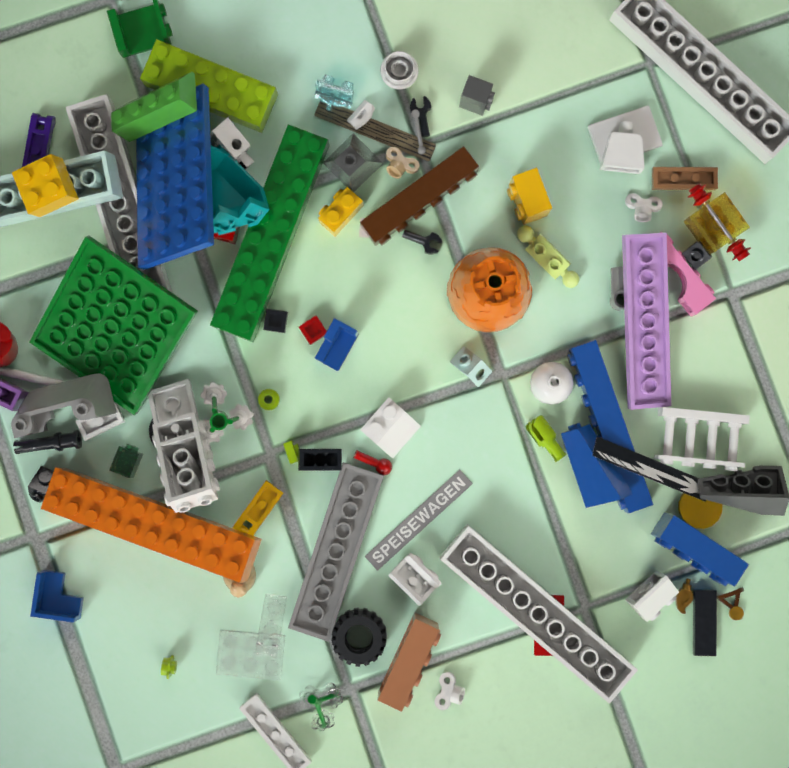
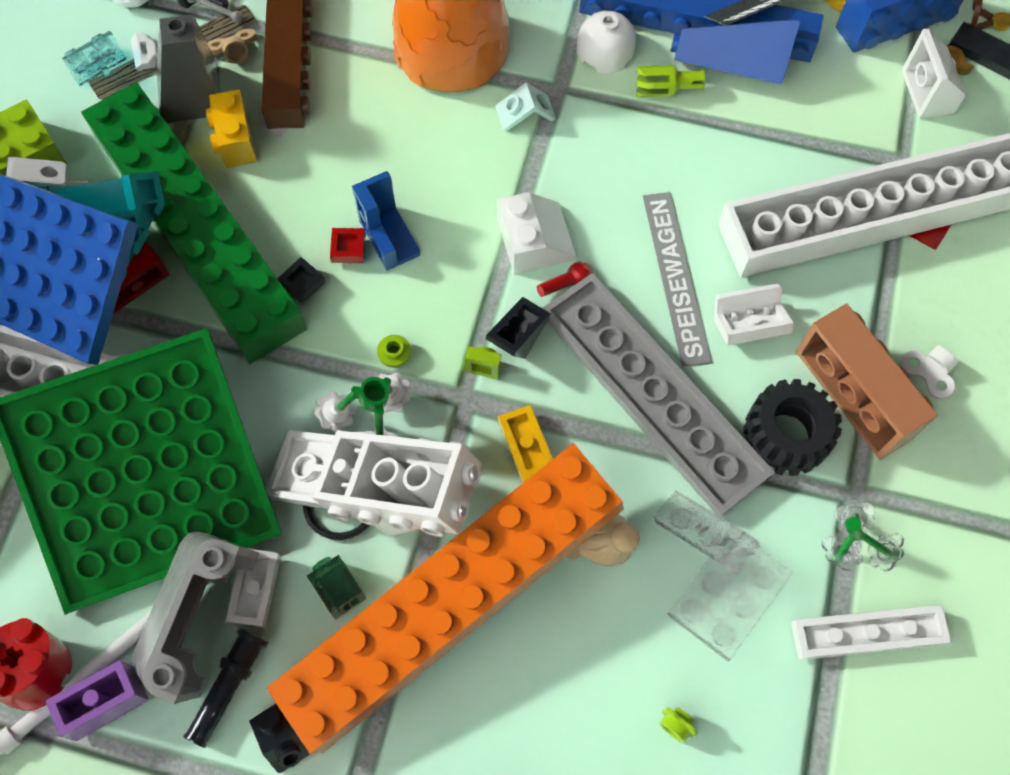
camera: 60 degrees left, 20 degrees down
(423, 240) = (342, 72): black bar -> none

